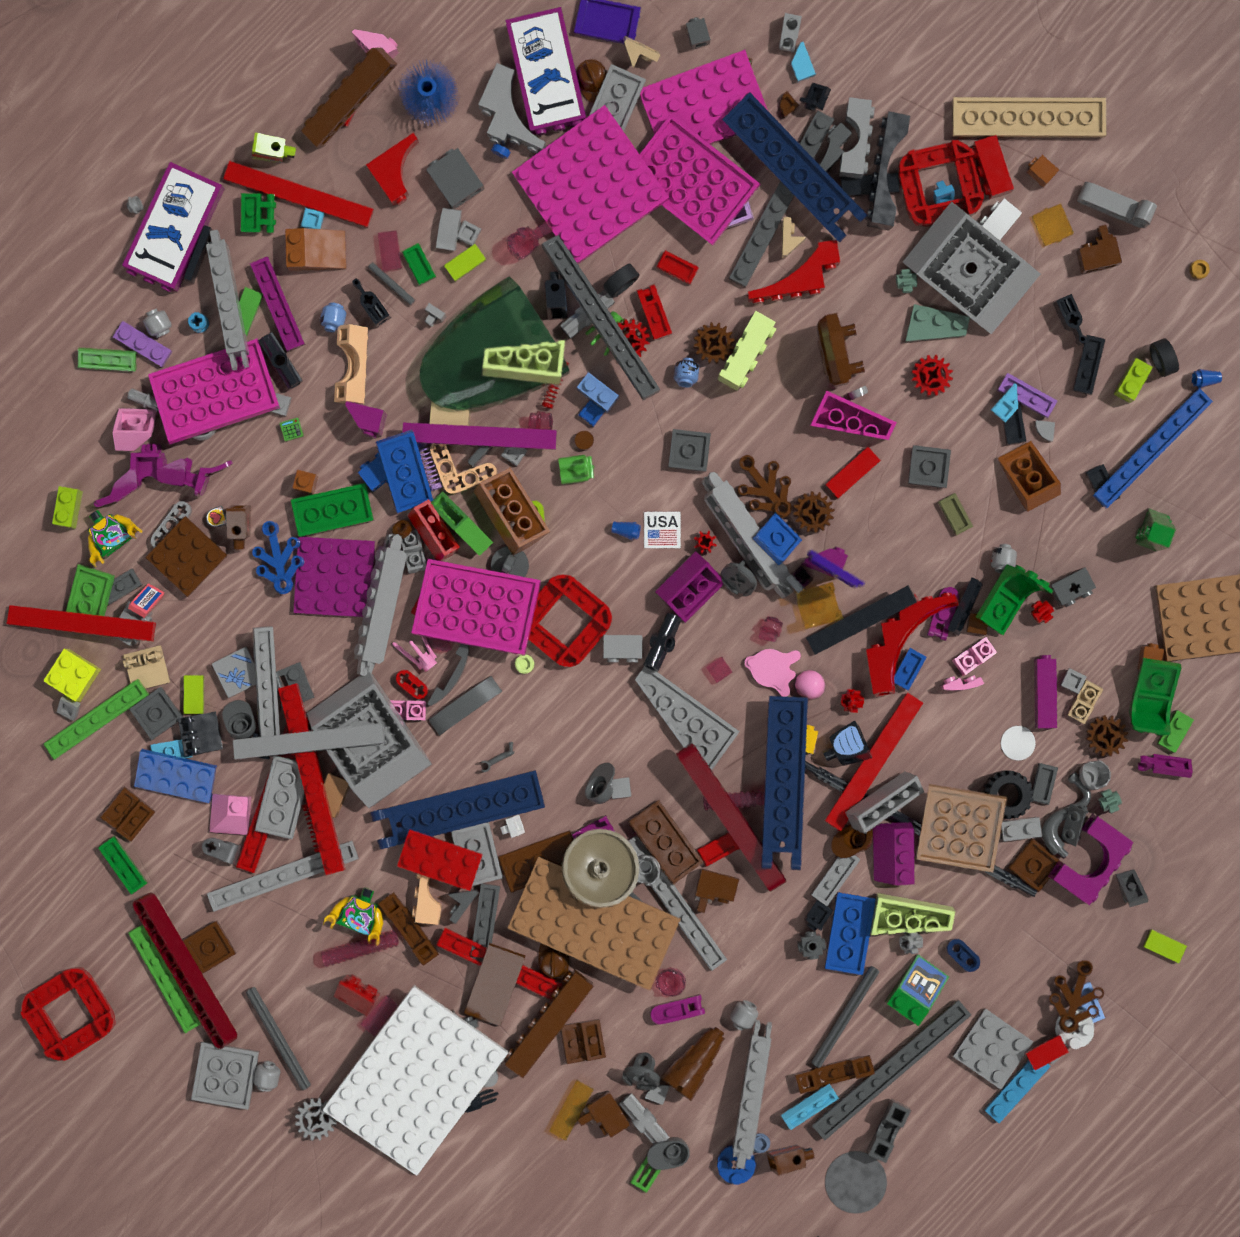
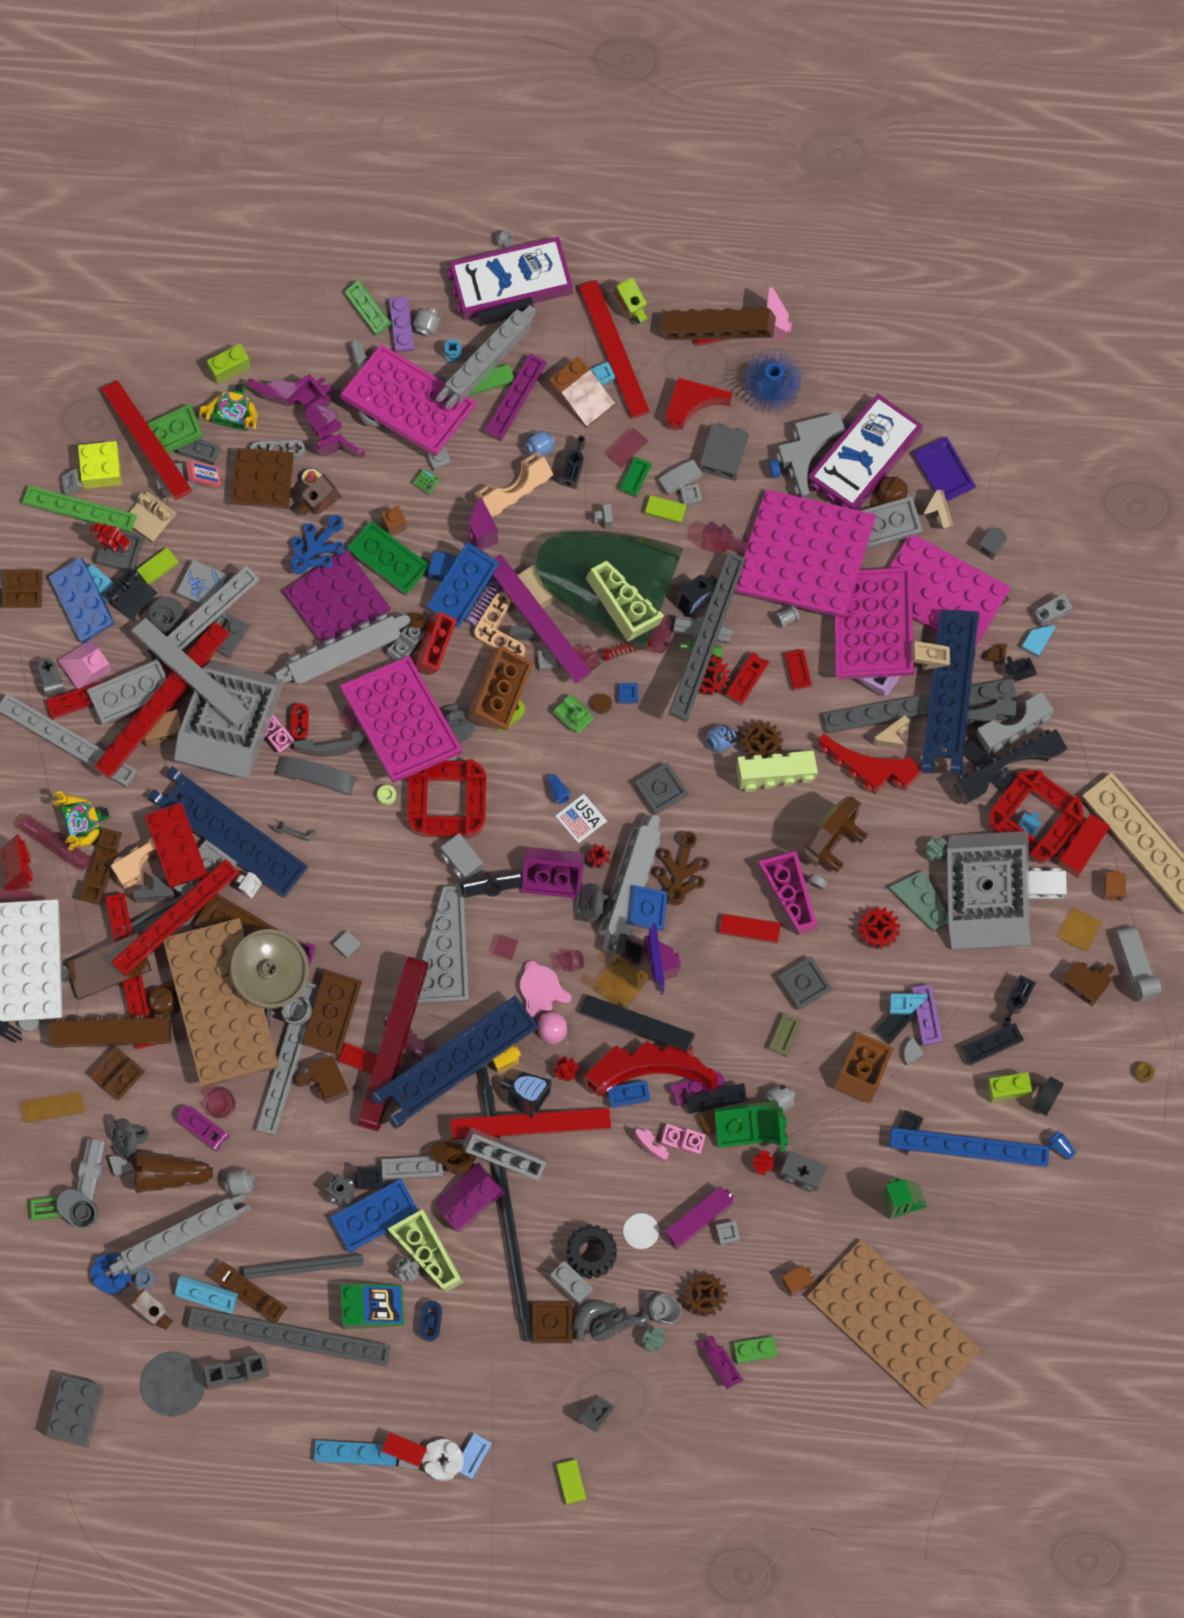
camera: 45 degrees right, 15 degrees down
(133, 428) = (330, 364): bright pink slope -> none
(143, 717) = (109, 537): none -> red gear
(251, 212) = (570, 325): green plate -> none
(287, 370) = (469, 441): black piece -> none
(391, 283) = (603, 468): dark grey bar -> none
(425, 661) = (327, 717): bright pink plant -> none
(461, 523) = (457, 661): bright green arch -> none
(498, 906) = (175, 917): none -> red tile
(570, 353) = (661, 635): none -> clear pink dish
(597, 392) = (648, 683): medium blue brick -> none
(599, 787) = (335, 926): dark grey cap -> none
(604, 1110) = (73, 1134): reddish brown hinge -> none
(621, 280) = (750, 632): black tyre -> none
(629, 240) = (787, 616): none -> light grey bush
(755, 158) = (930, 655): none -> tan slope
(805, 512) = (698, 915): reddish brown gear -> none
(961, 828) = (532, 1231): medium nougat plate -> none
(992, 1048) = (372, 1407): light grey plate -> none
(1044, 783) = (624, 1277): dark grey tile -> none
(1075, 999) = (468, 1440): reddish brown plant -> none
(1085, 701) = (719, 1257): tan slope -> none
(1114, 848) = (620, 1372): magenta arch -> none
(1154, 696) = (769, 1303): green bracket -> none

